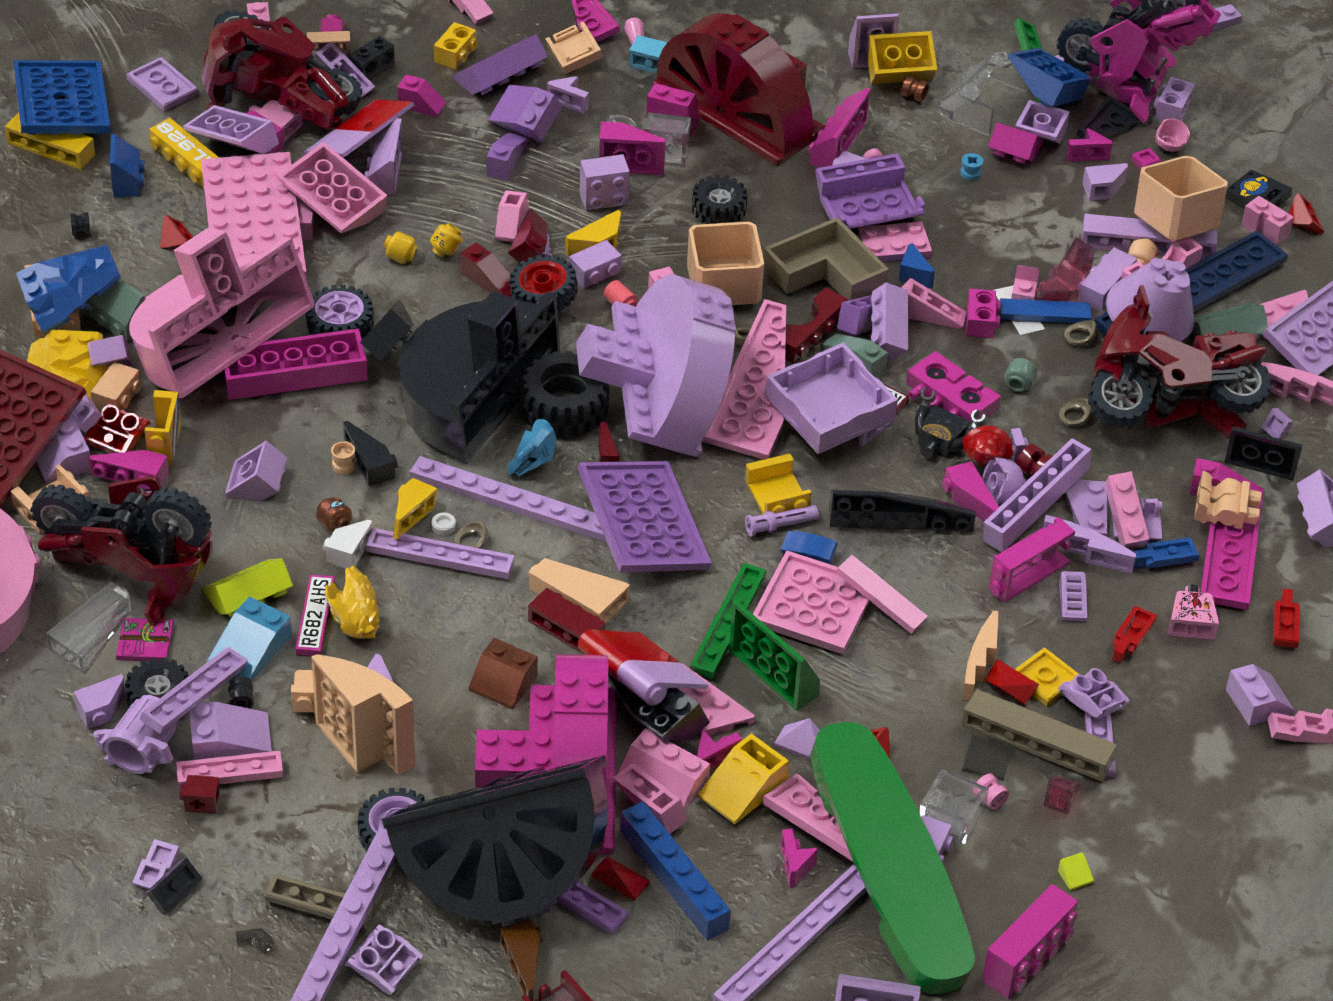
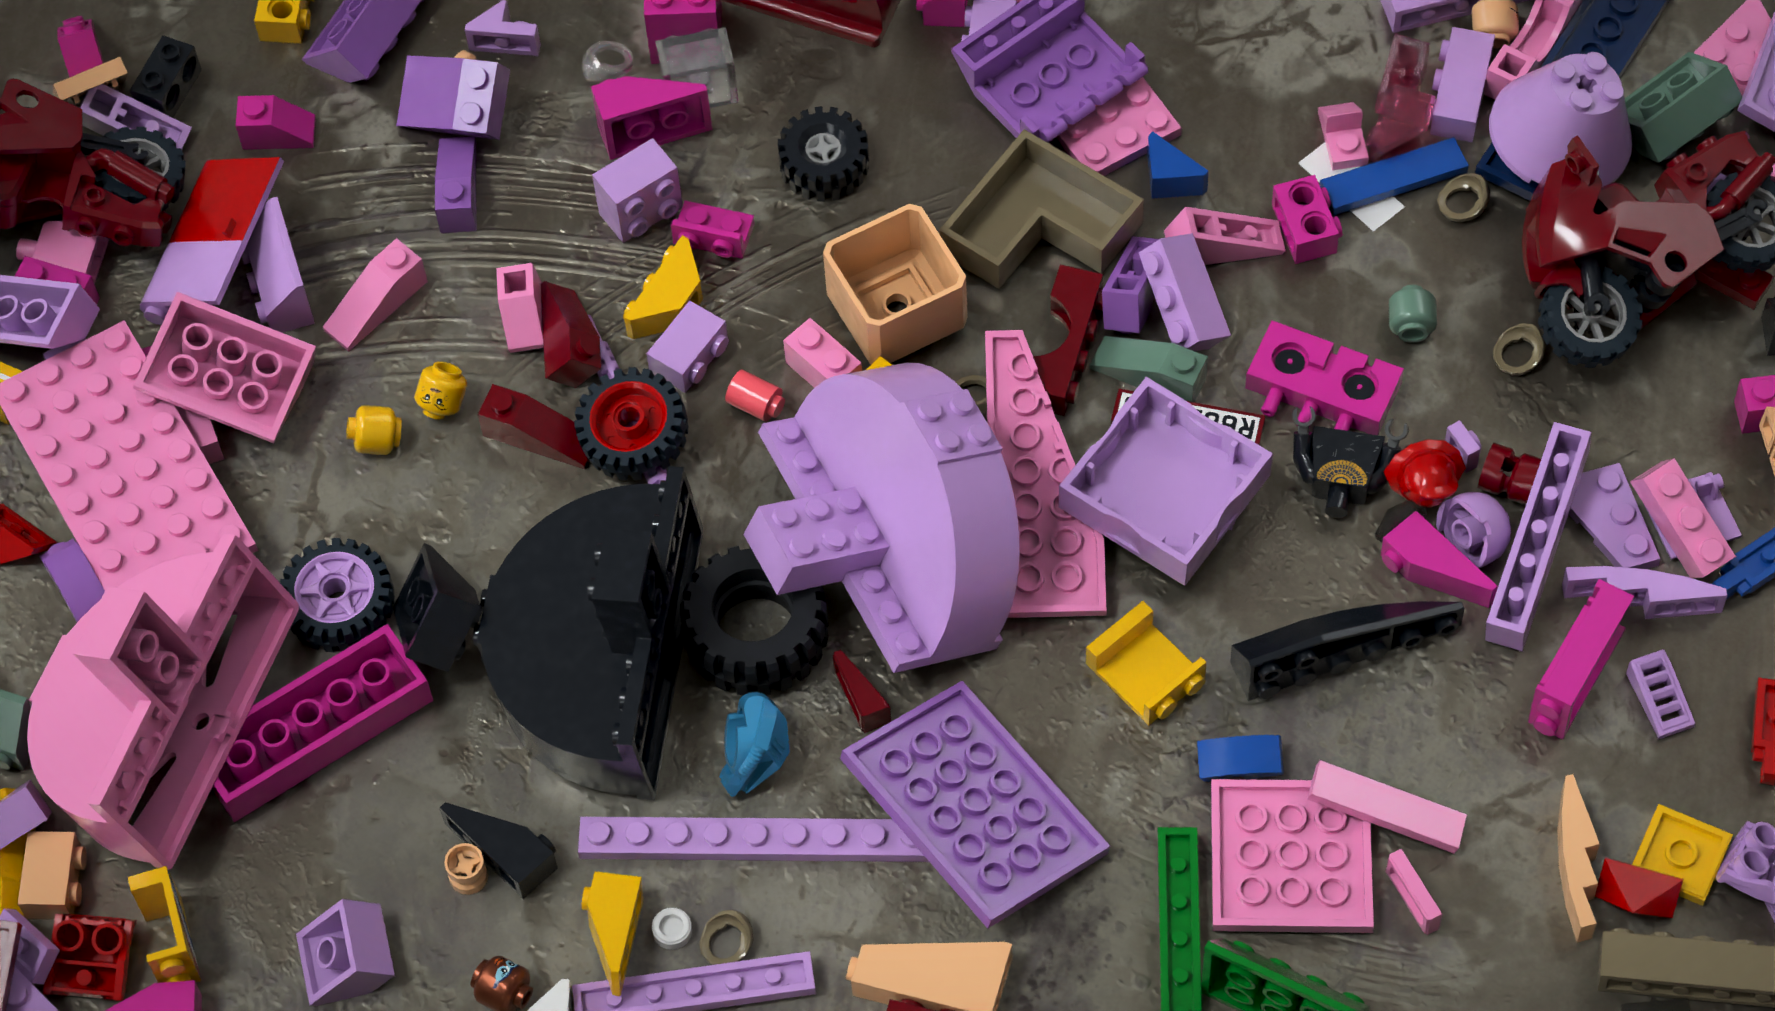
camera: 15 degrees left, 15 degrees up
(438, 187) = (376, 294): none -> bright pink slope
(639, 218) = (713, 229): none -> dark pink bracket
(771, 521) = (1165, 735): lavender pin -> none
(876, 640) = (1413, 892): none -> bright pink tile

